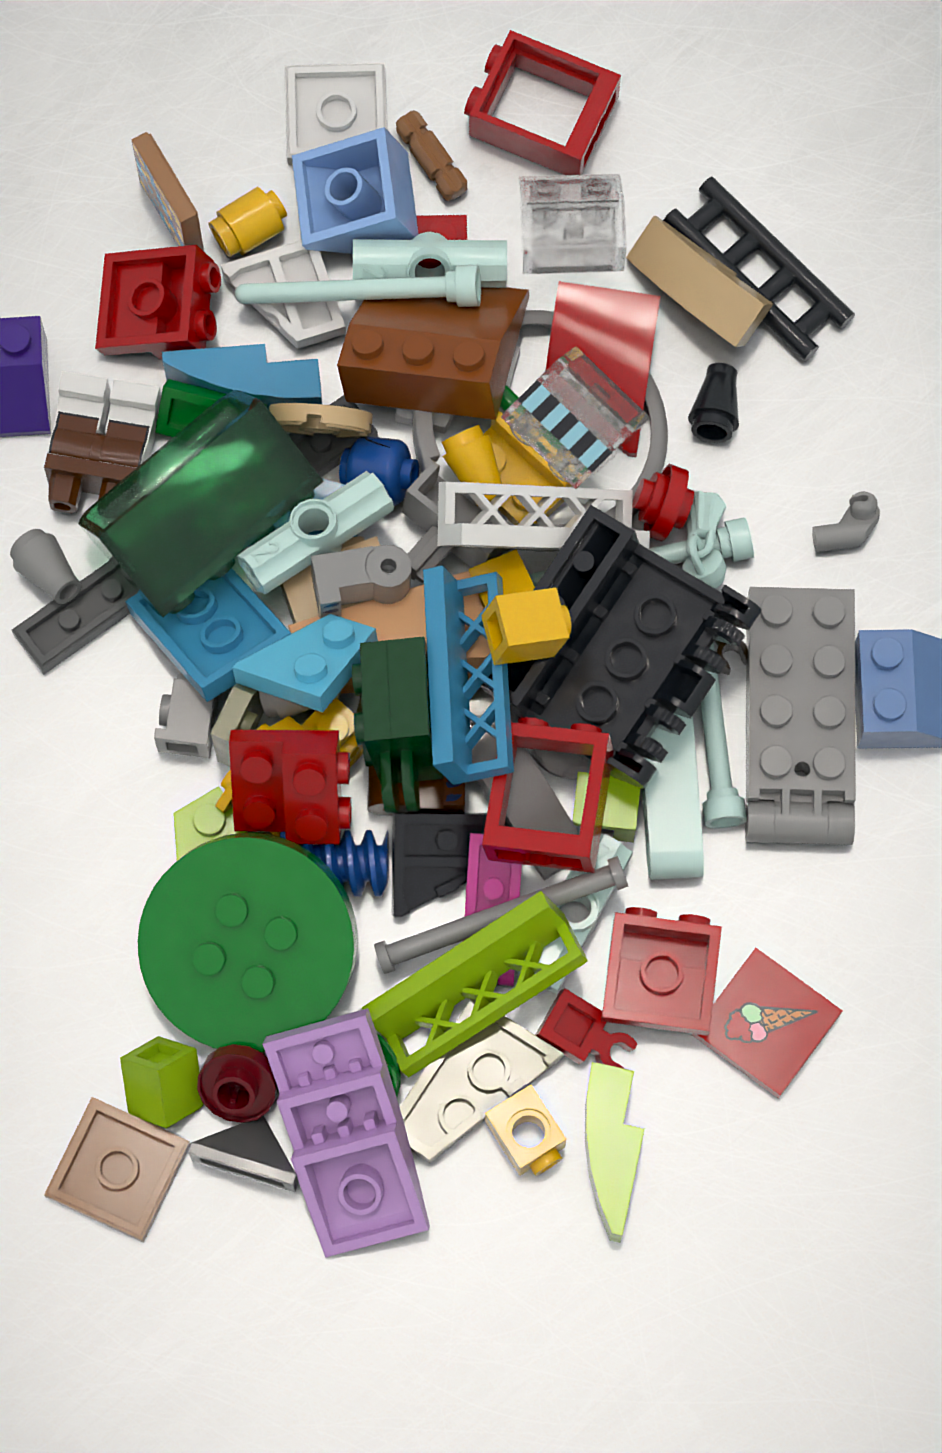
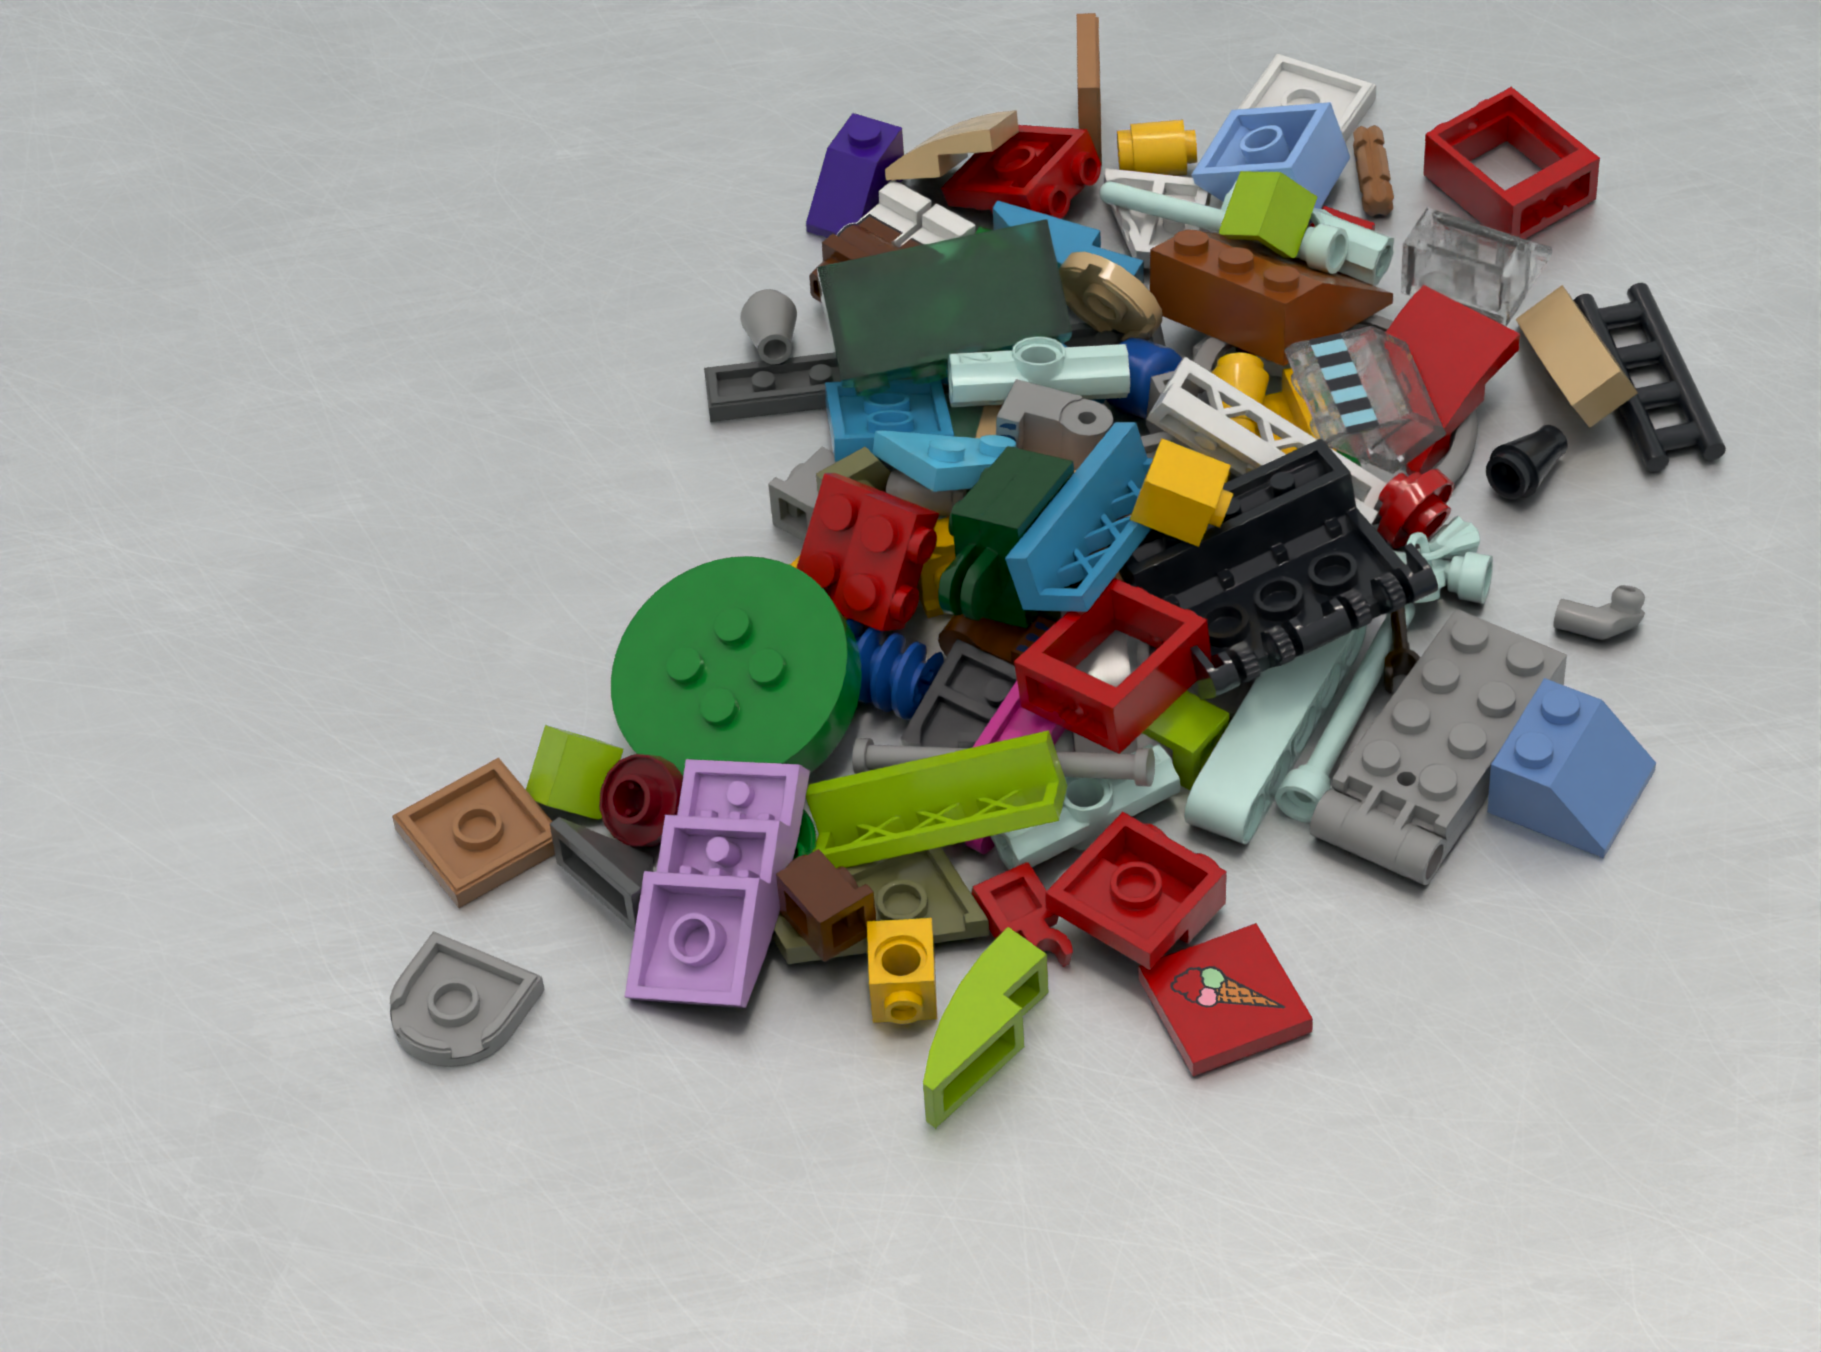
camera: 35 degrees right, 25 degrees down
(89, 307) = (951, 145): none -> tan slope
(202, 1330) = (459, 1002): none -> light grey tile
(411, 284) = (1268, 210): none -> lime panel
(444, 1115) = (824, 904): none -> reddish brown brick

